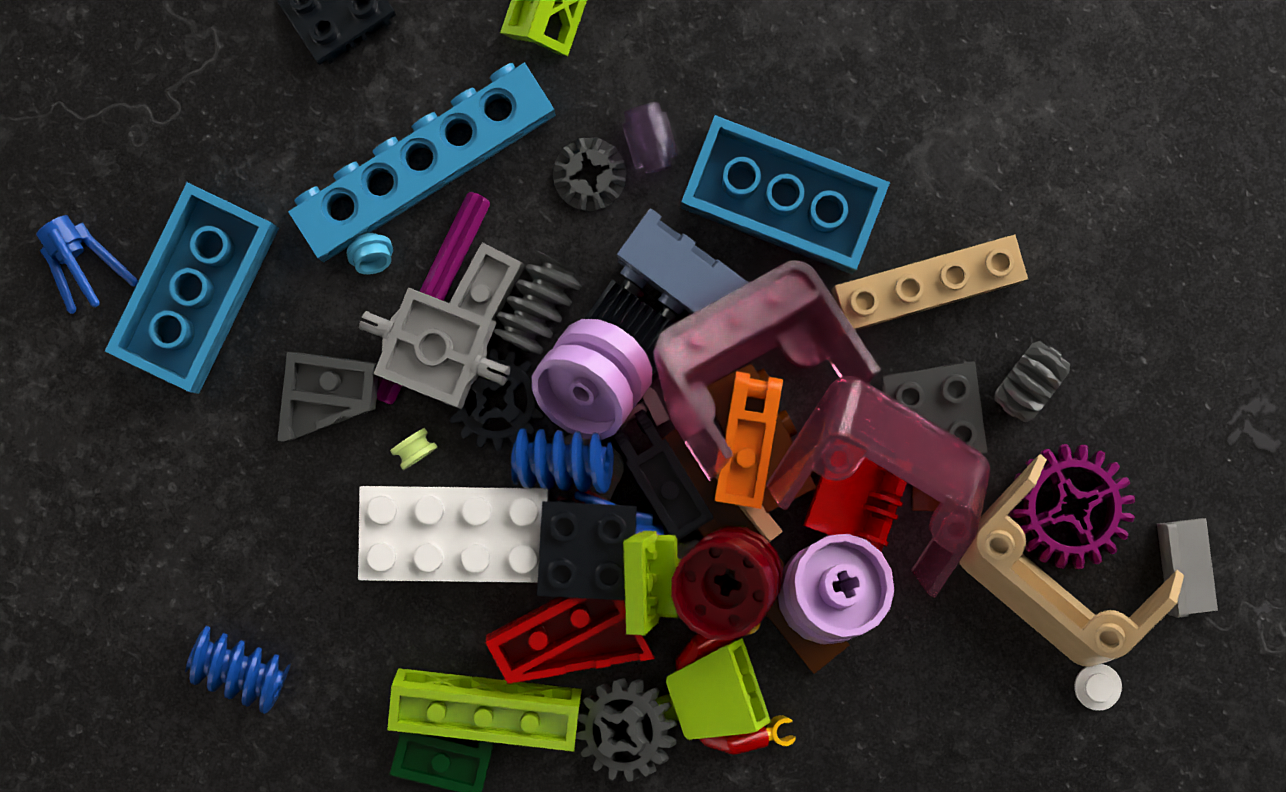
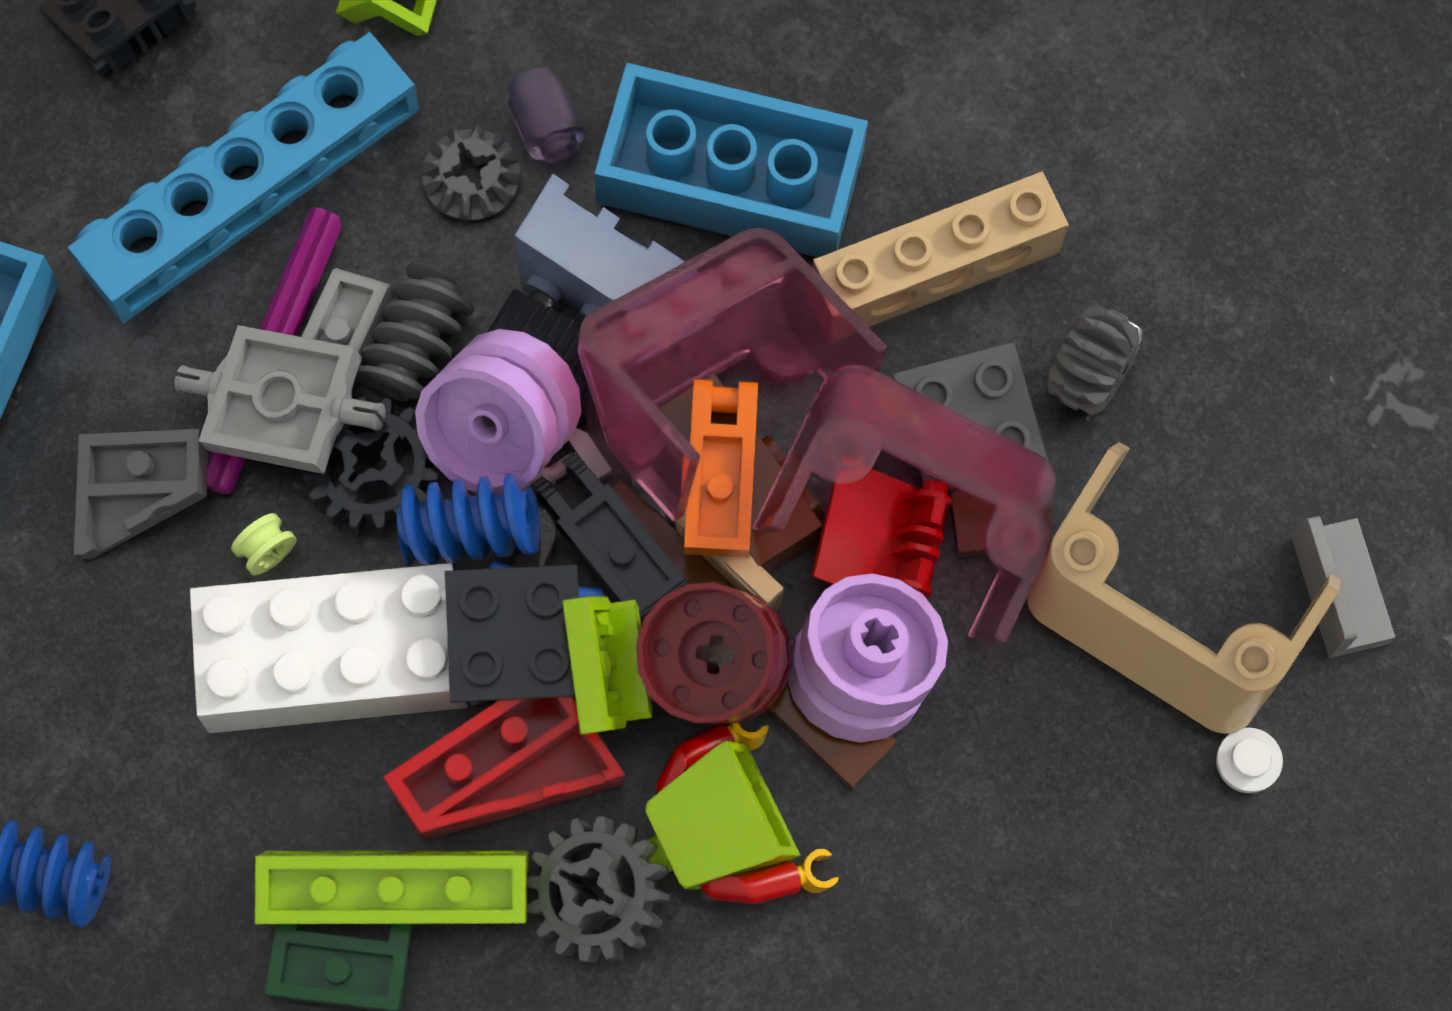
camera: 10 degrees left, 15 degrees down
(370, 253) = (184, 297): medium azure plate -> none
(1081, 524) = (1216, 489): magenta gear -> none

